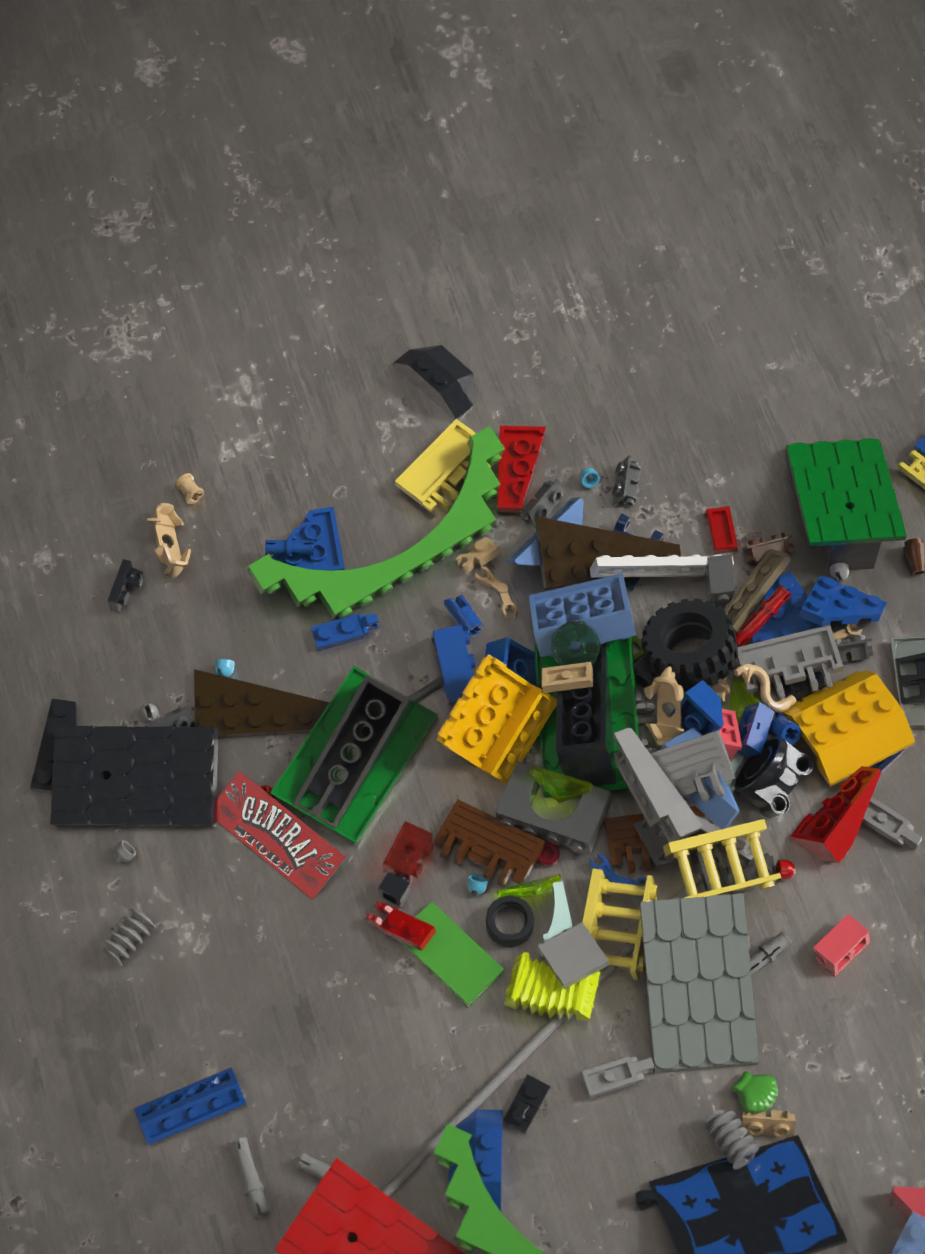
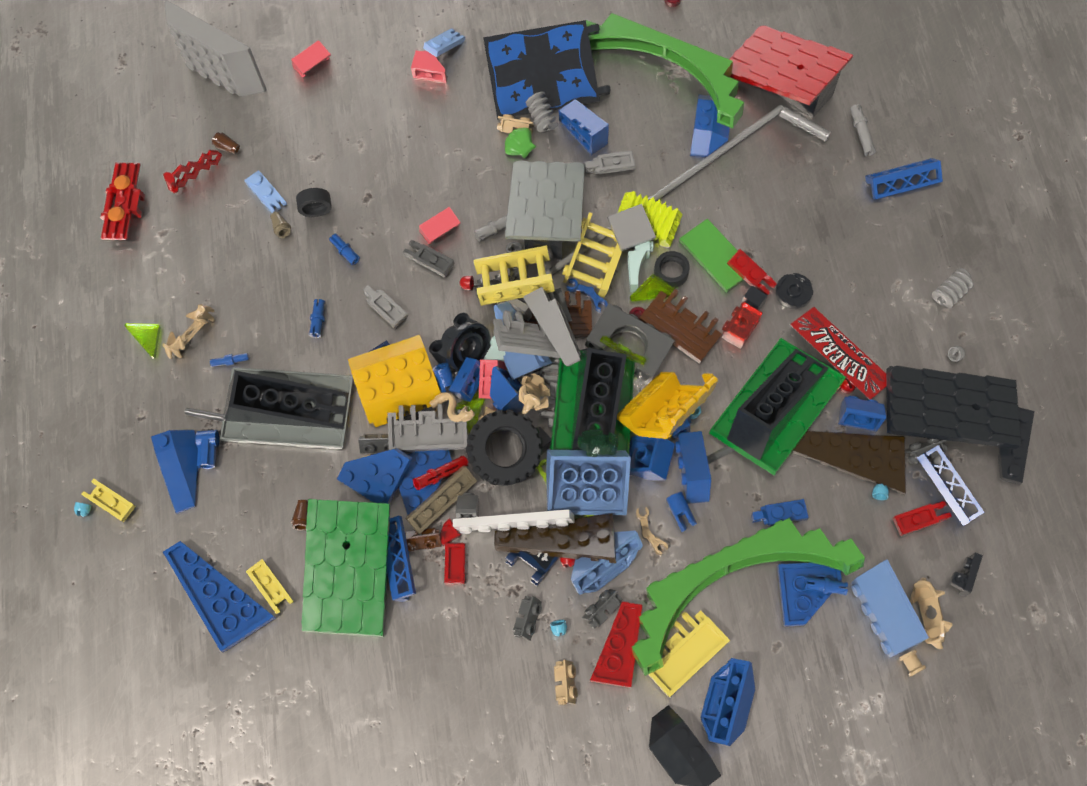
camera: 170 degrees left, 5 degrees up
(149, 677) = (944, 490): none -> fence
(175, 643) = (920, 518): none -> red hinge
(218, 527) = (888, 609): none -> medium blue slope
(249, 750) = (861, 413): none -> blue slope
(340, 916) = (794, 290): none -> black tile
(392, 419) = (728, 702): none -> blue wedge
(477, 883) = (696, 299): medium azure hinge -> none
(480, 553) = (660, 566): tan plate -> none
(526, 1104) = (673, 155): black hinge -> none
(567, 677) = (608, 420): tan plate -> none
(569, 416) = (567, 692): none -> tan hinge
(665, 1127) = (585, 126): none -> blue wedge
(740, 561) = (448, 532): none -> red tile
(788, 515) = (395, 568): none -> blue fence
(835, 826) = (419, 311): red wedge -> none
(844, 898) = (429, 258): none -> dark grey hinge

